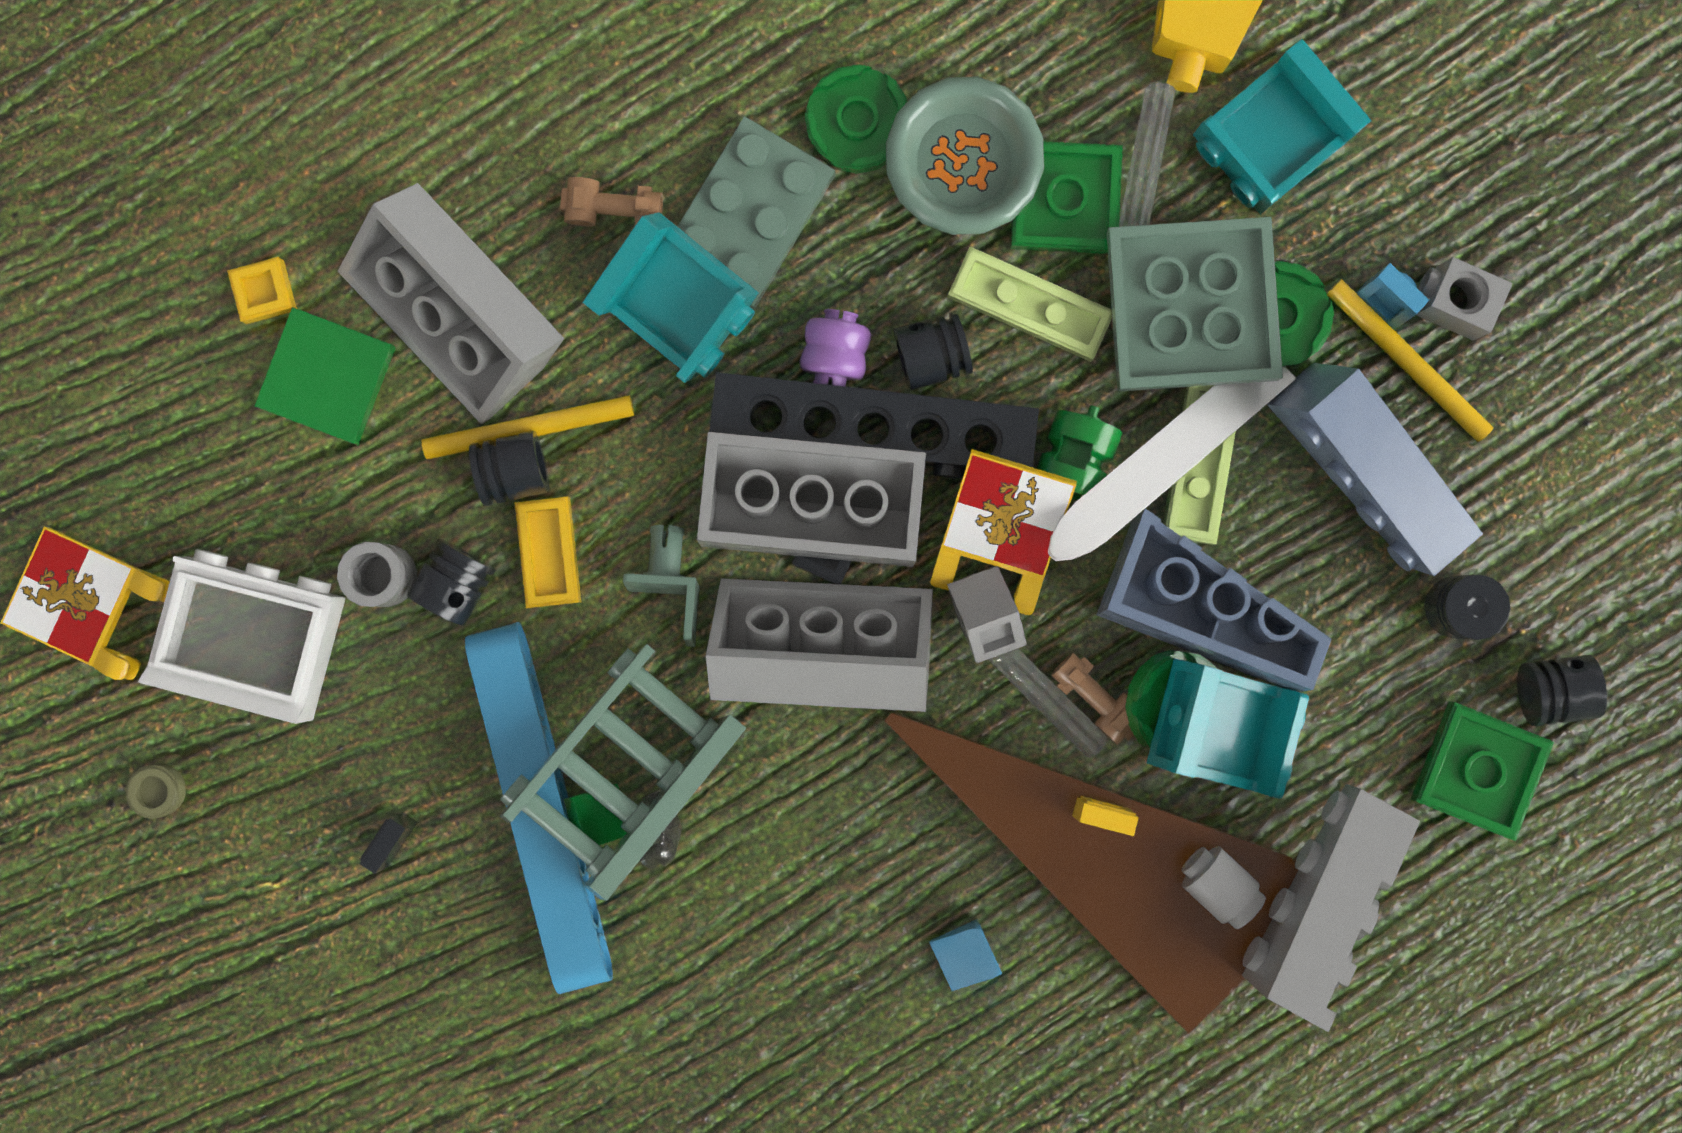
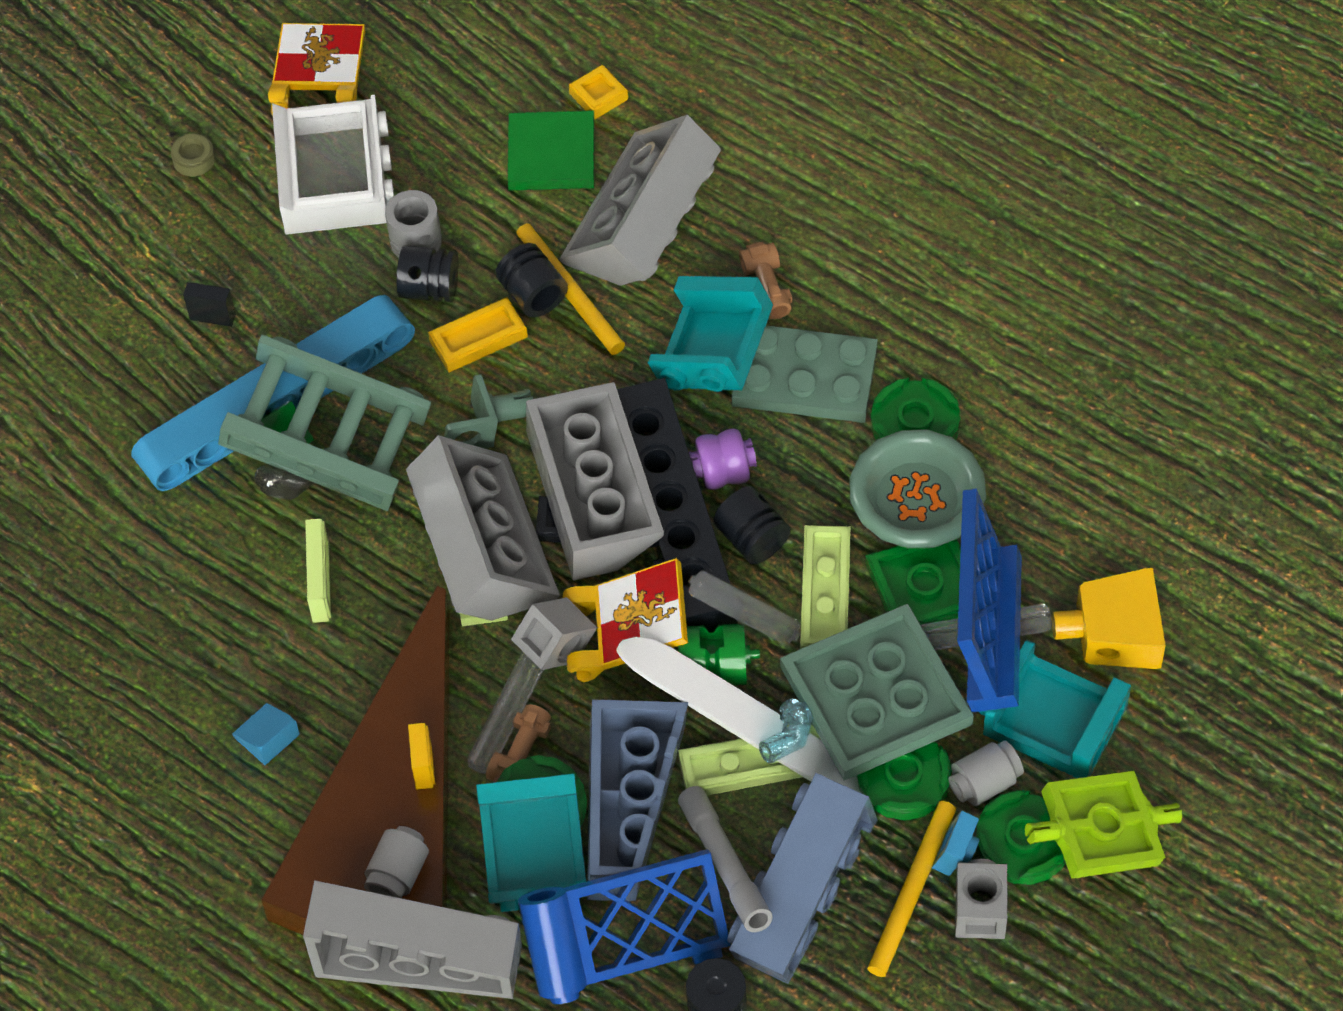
camera: 70 degrees right, 30 degrees down
(796, 837) = (318, 570): none -> yellowish green tile
(1052, 404) = (744, 607): none -> clear axle
(1173, 148) = (988, 610): none -> blue fence
(1215, 411) = (794, 733): none -> clear light blue arm
(1324, 232) = (985, 773): none -> light grey brick
(1359, 740) = (560, 940): none -> blue piece
(1398, 222) = (1004, 839): none -> green tile
(1398, 540) = (743, 893): none -> light grey piece
(1433, 139) = (1103, 824): none -> lime plate

